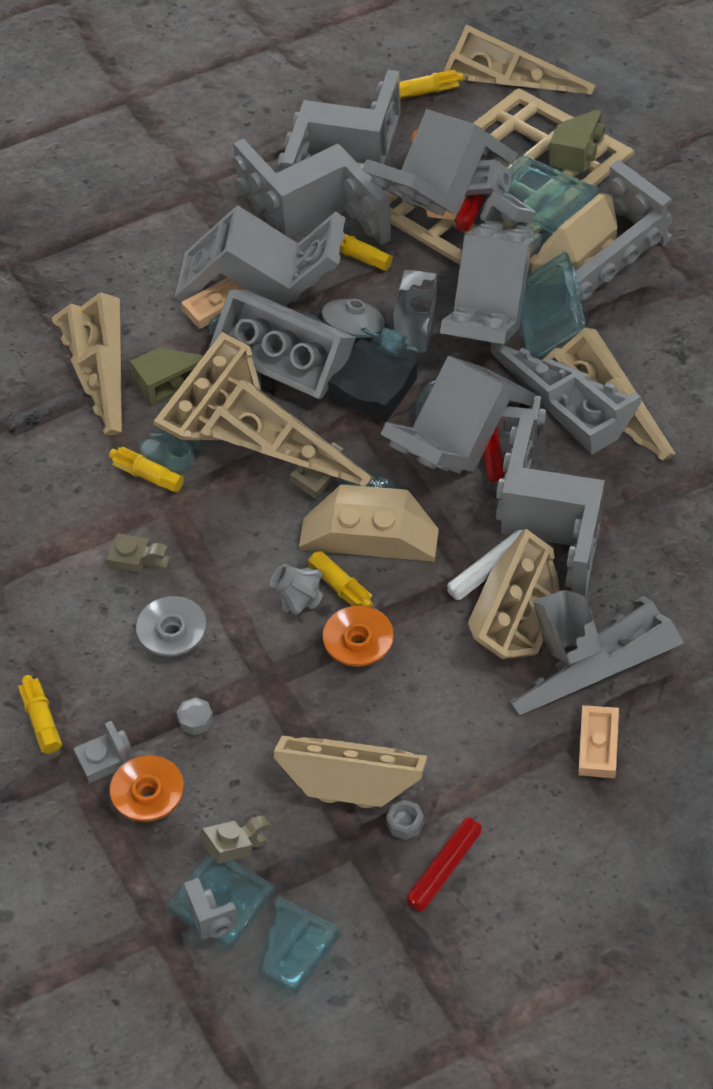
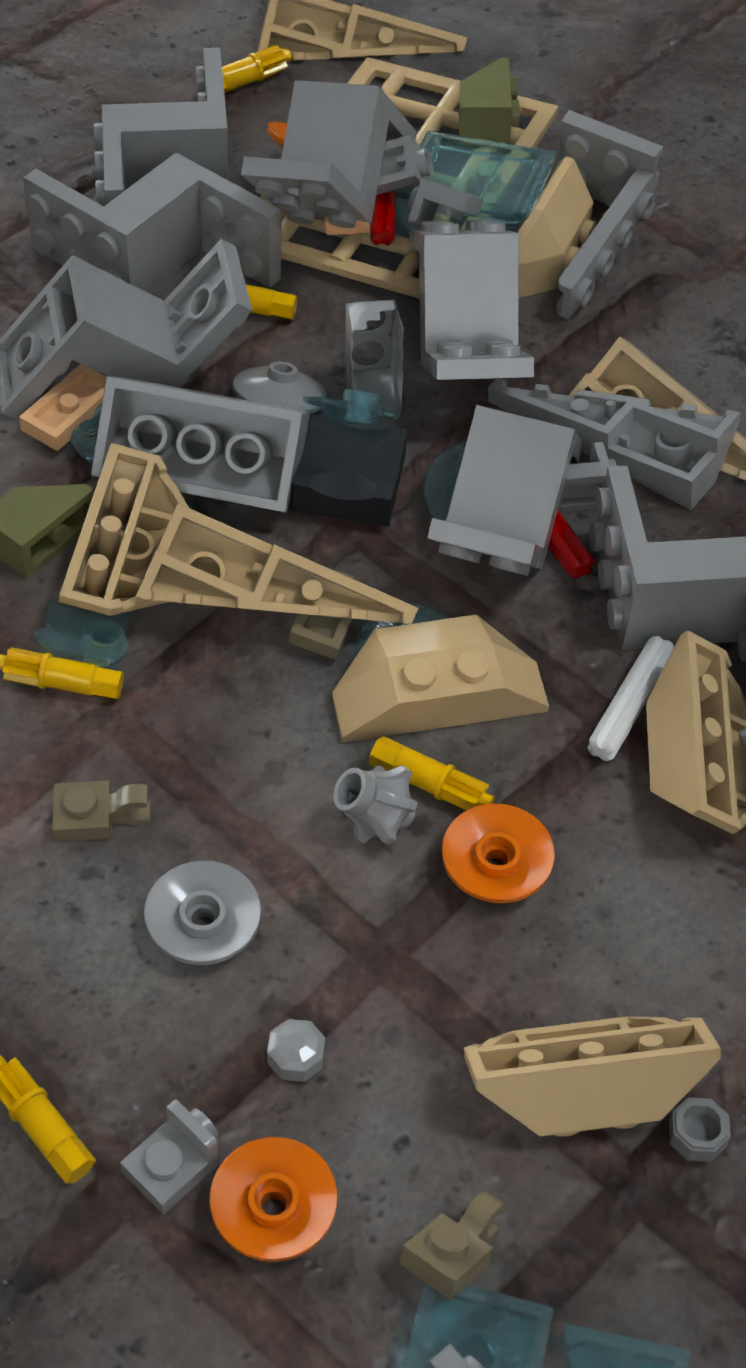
camera: 25 degrees left, 0 degrees up
(551, 306) = (560, 320): clear light blue piece -> none

